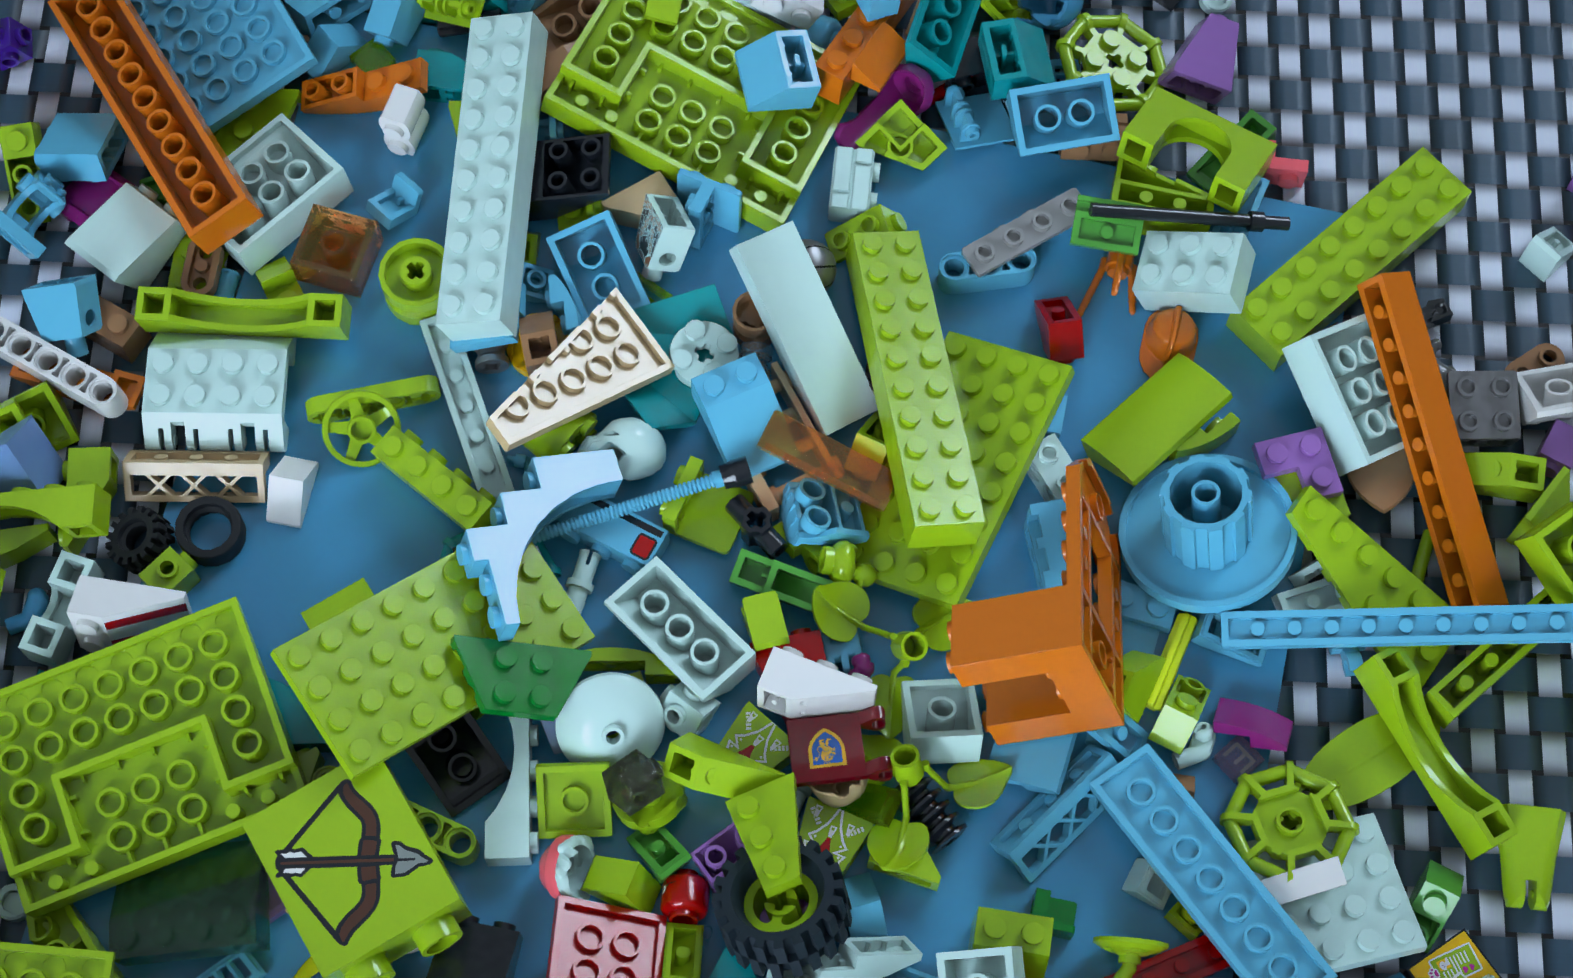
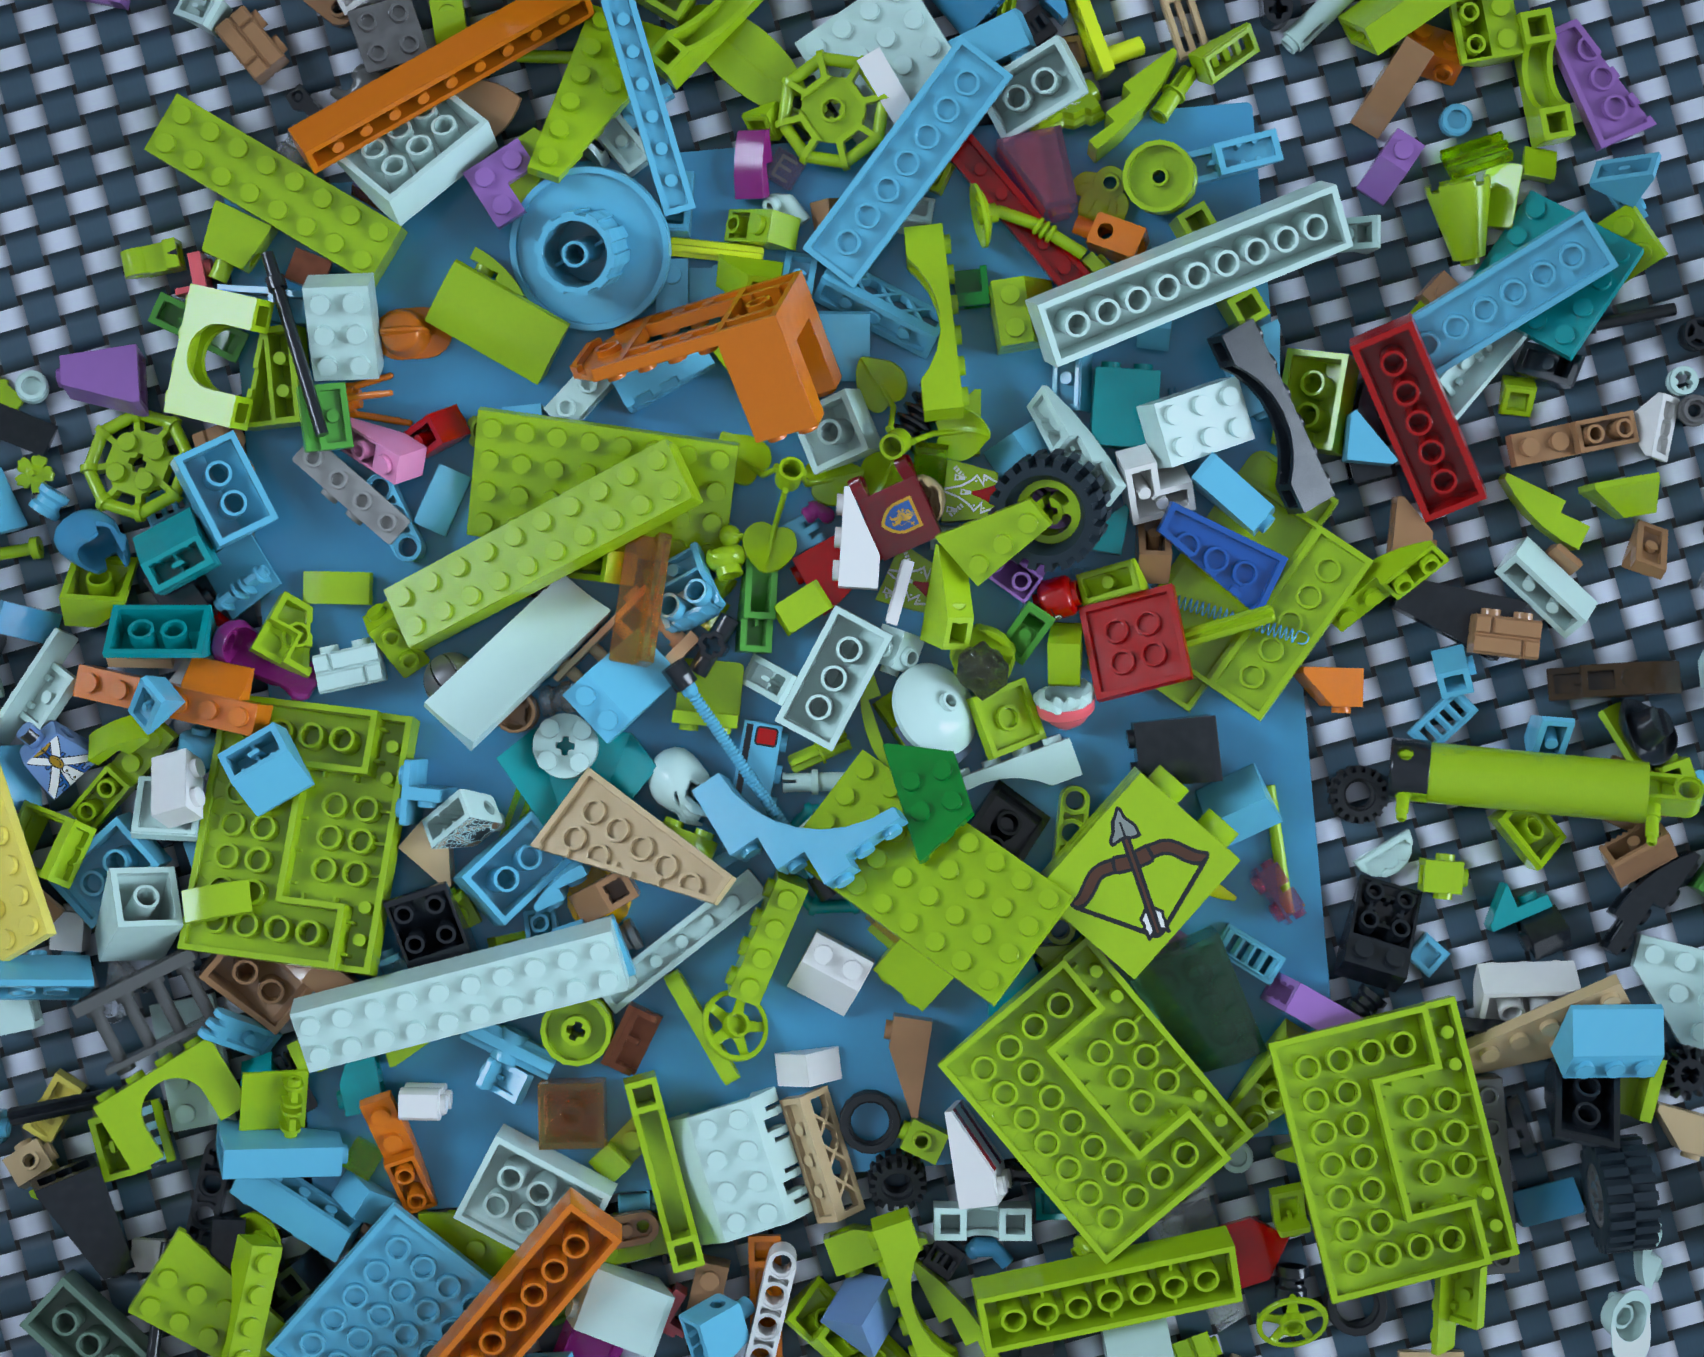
camera: 105 degrees left, 20 degrees up
(39, 564) = (943, 1258): none -> black tile
(114, 291) = (673, 1325): none -> coral bracket
(262, 589) = (909, 1048): none -> medium nougat slope
(379, 542) = (831, 972): none -> white slope
(388, 330) = (631, 1039): none -> copper hinge
(423, 218) = (512, 1048): none -> medium azure piece
(606, 585) = (816, 753): none -> lime axle
(702, 571) = (768, 679): none -> light aqua slope
(746, 722) = (899, 592): none -> white tile
(934, 199) = (338, 587): none -> lime slope
(955, 835) = (927, 262): none -> lime arch
(991, 317) = (442, 500): none -> medium azure slope
(1057, 277) = (386, 451): none -> bright pink slope
(1267, 259) = (305, 264): none -> copper panel
(1299, 751) = (764, 118): none -> lime slope
(1310, 135) = (154, 259): none -> lime leg
(1310, 204) = (235, 241): none -> lime torso
(1503, 284) = (252, 45): none -> medium nougat brick

